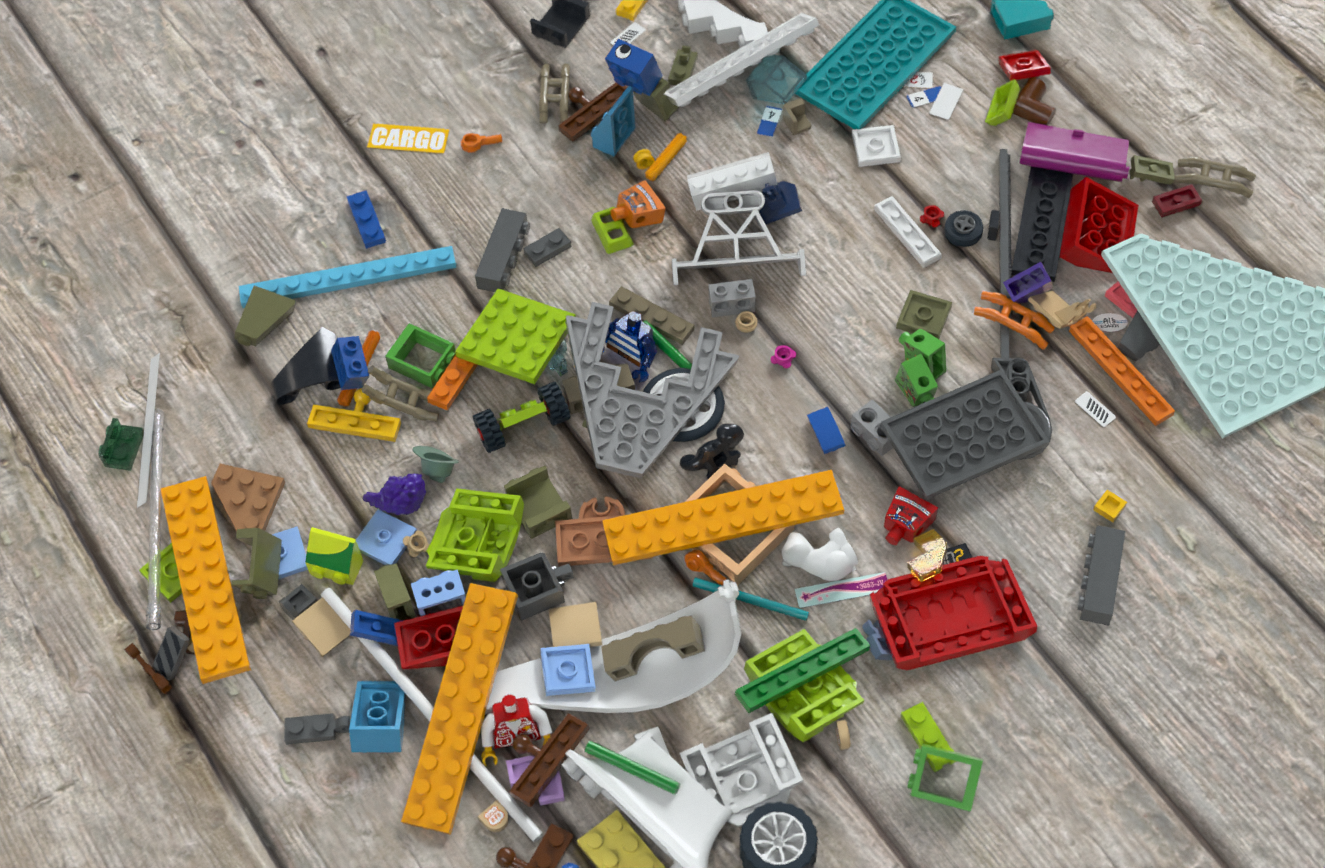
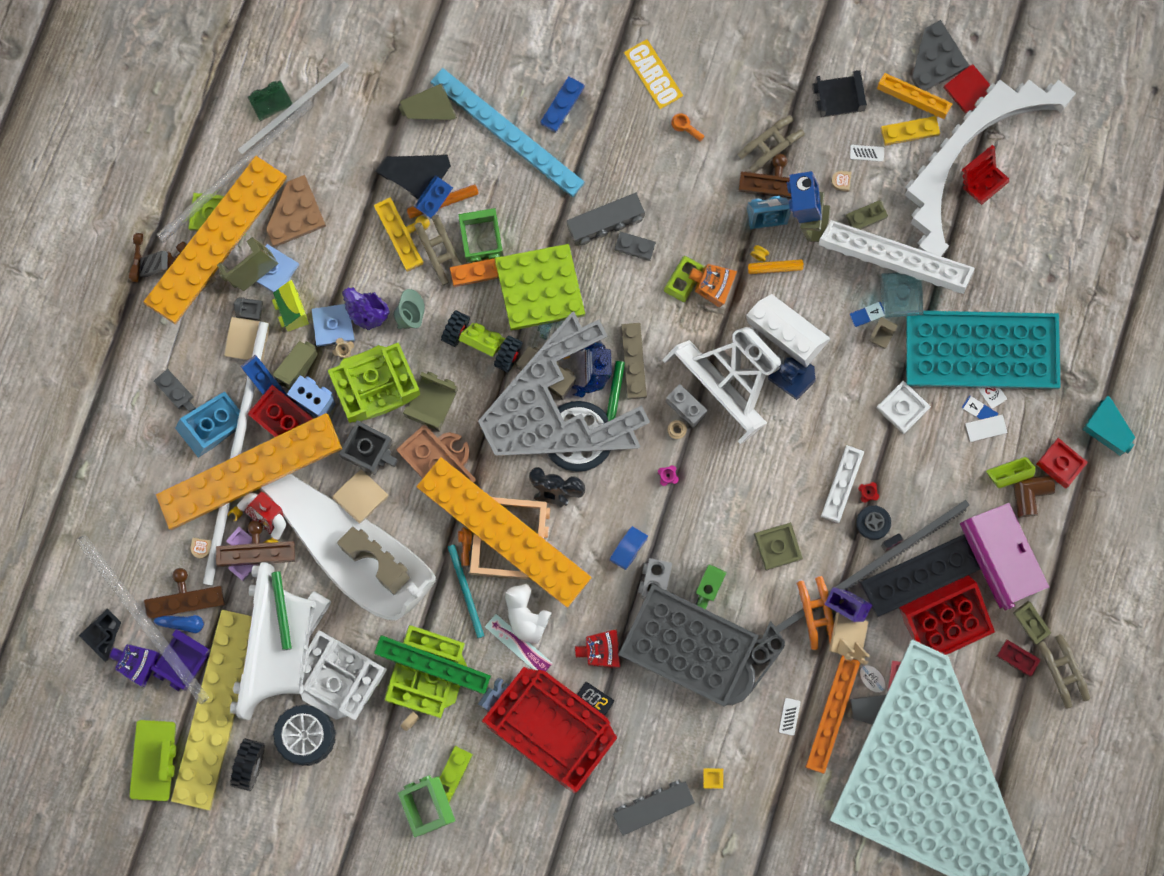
camera: 50 degrees right, 20 degrees up
(567, 669) = (323, 516): light blue plate -> none
(929, 346) = (739, 570): bright green torso -> none
(931, 561) = (575, 690): clear yellow tile -> none

